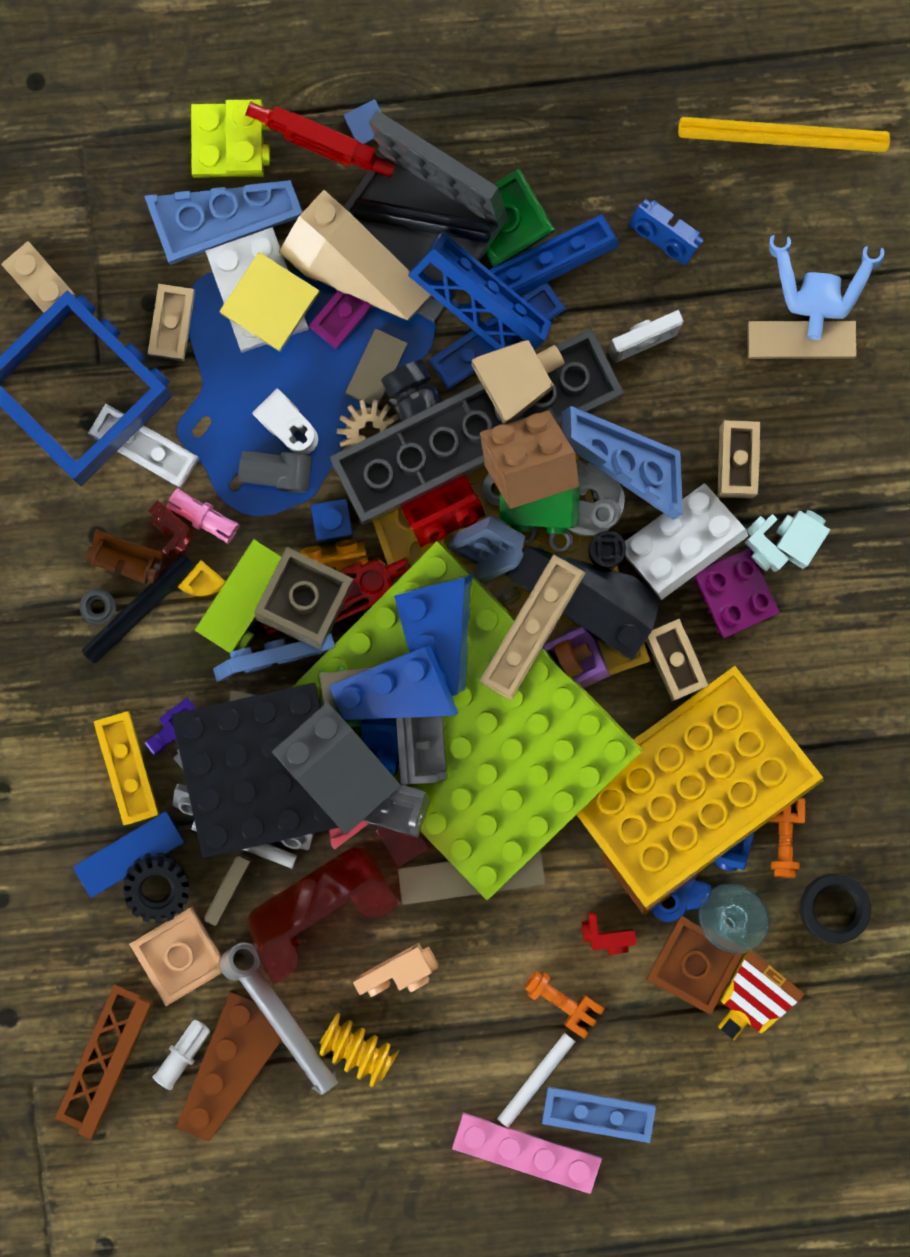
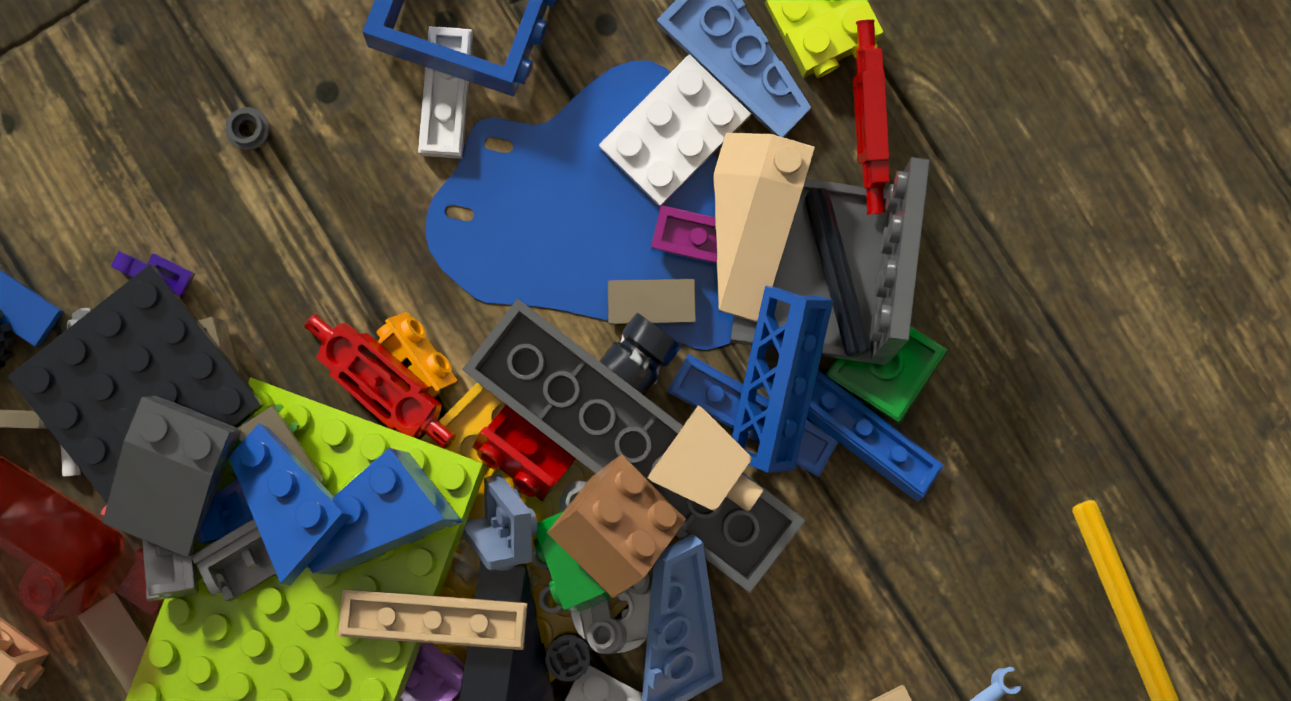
camera: 65 degrees right, 0 degrees up
(126, 768) = (85, 245): yellow plate -> none
(134, 559) = (313, 149): reddish brown hinge -> none
(138, 609) = (266, 173): black axle -> none
(167, 523) = (374, 160): clear red bracket -> none
(171, 322) = (593, 56): tan plate -> none
(202, 516) = (399, 192): bright pink pin -> none
(202, 581) = (330, 228): yellow tile -> none
(232, 611) = (329, 282): lime brick -> none
(269, 301) = (664, 149): light yellow tile -> none
(274, 652) = (280, 345): medium blue wing -> none
(283, 420) = (546, 227): white piece -> none
(285, 471) = (488, 256): dark grey piece -> none
(303, 598) = (346, 346): dark tan brick -> none
(332, 521) = (456, 335): blue brick -> none
(358, 122) = (916, 147): medium blue tile -> none
(359, 419) = (583, 310): tan gear -> none
(571, 657) = (424, 678): reddish brown tile -> none
(644, 336) = (831, 580): white plate -> none
(652, 224) = (954, 564): blue hinge -> none

